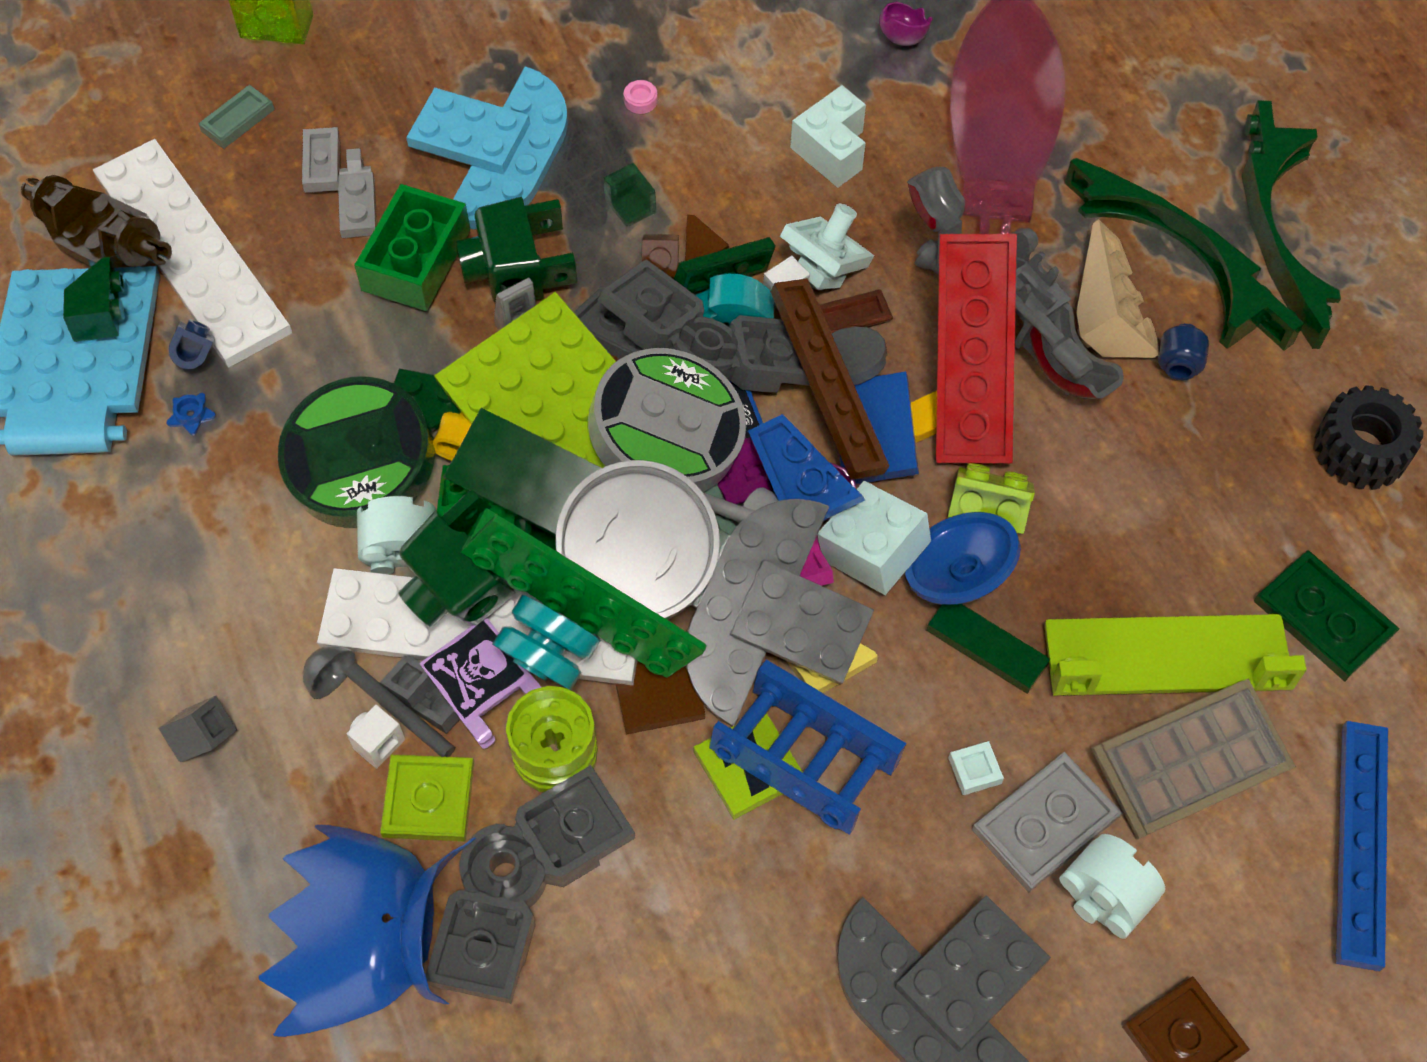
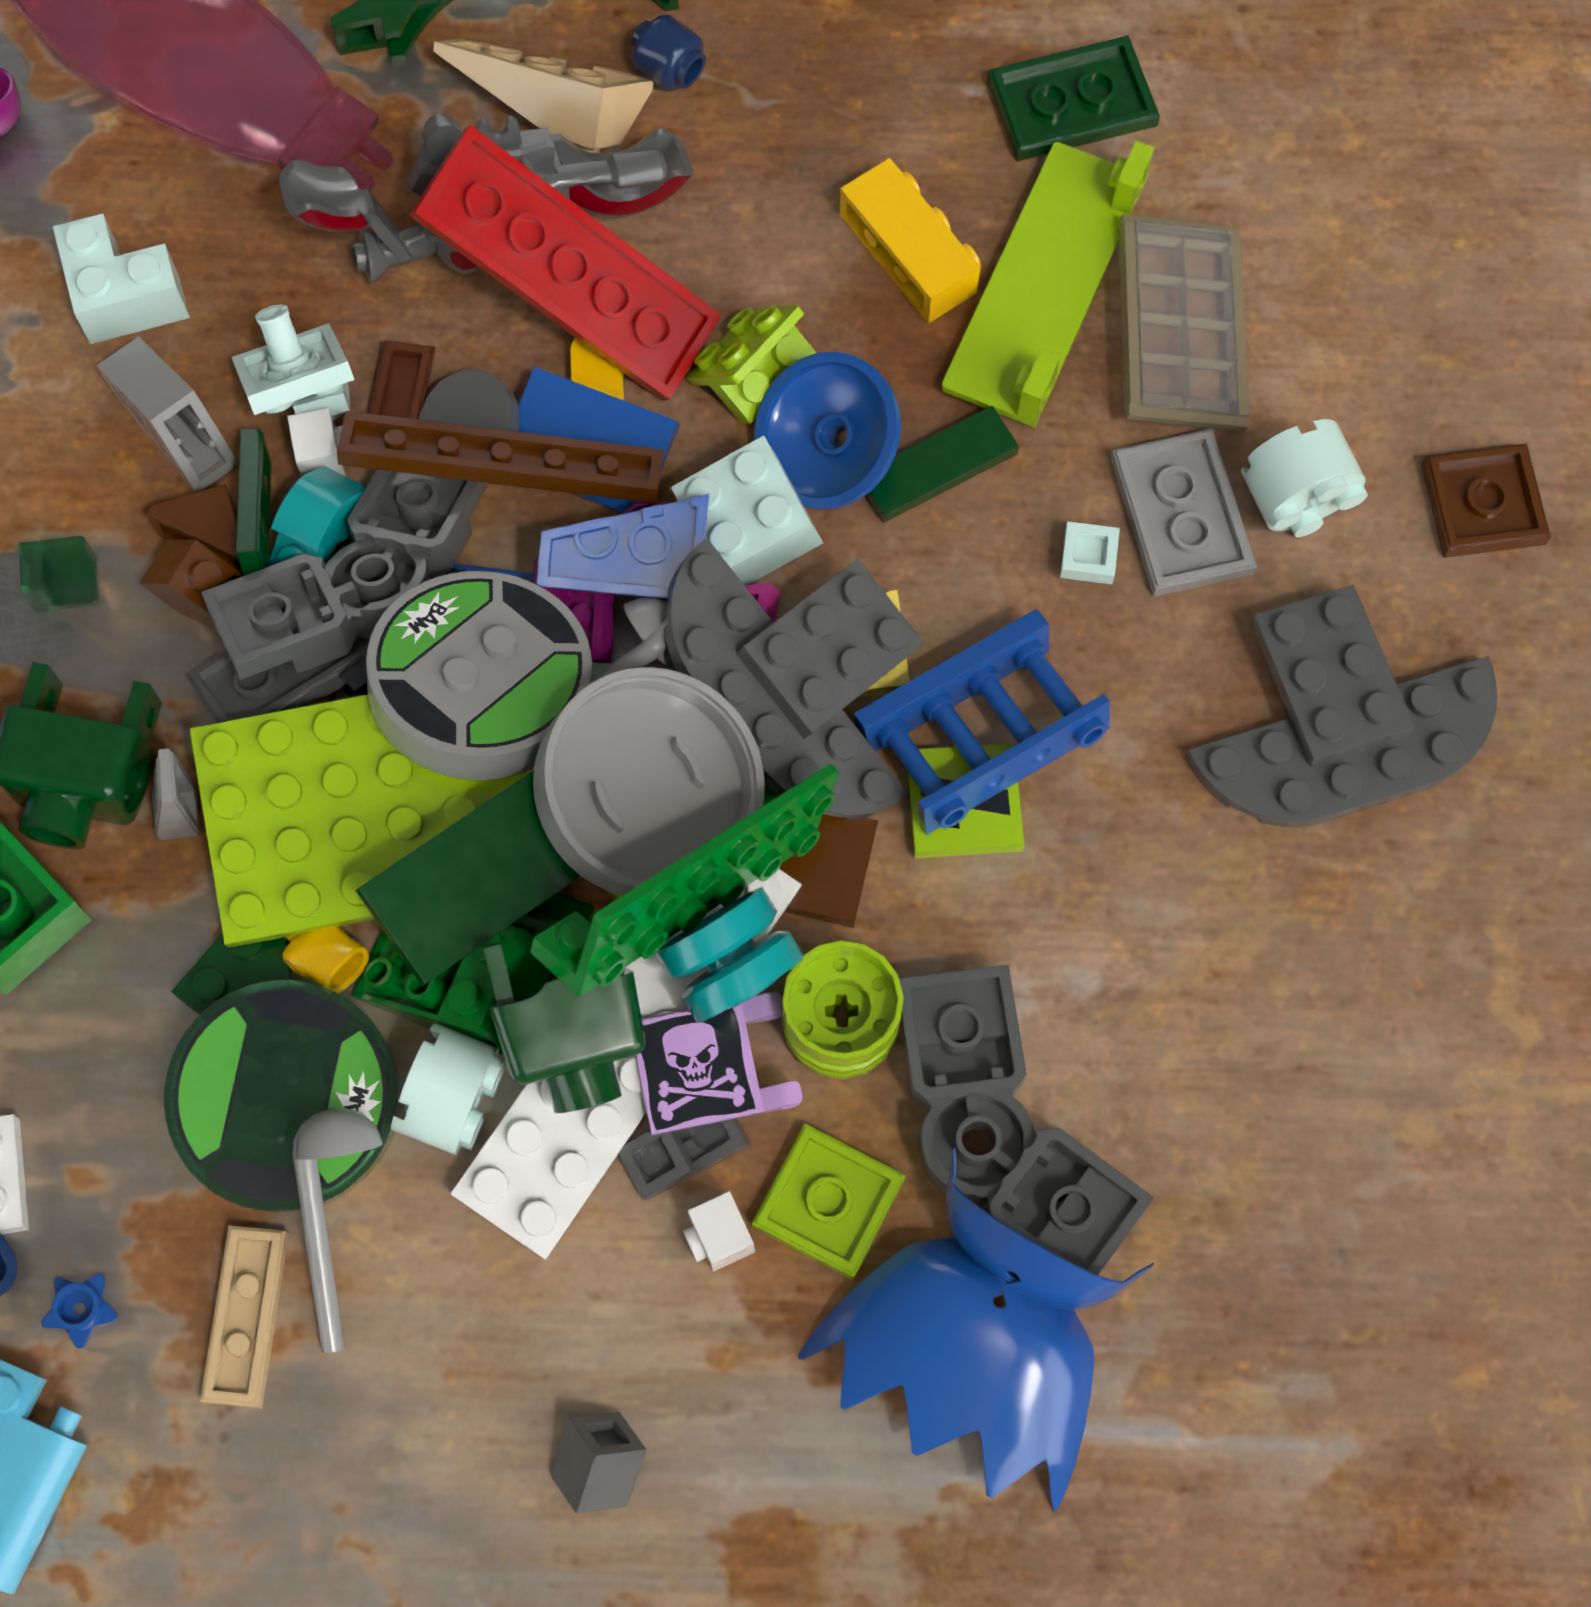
camera: 65 degrees left, 10 degrees up
(217, 498) = (244, 1317): none -> tan tile
(326, 472) = (323, 1136): none -> light grey piece
(333, 664) = (589, 1250): dark grey piece -> none
(761, 197) = (168, 413): none -> light grey slope
(1142, 554) = (910, 239): none -> yellow brick
(1362, 847) = (1355, 211): blue plate -> none

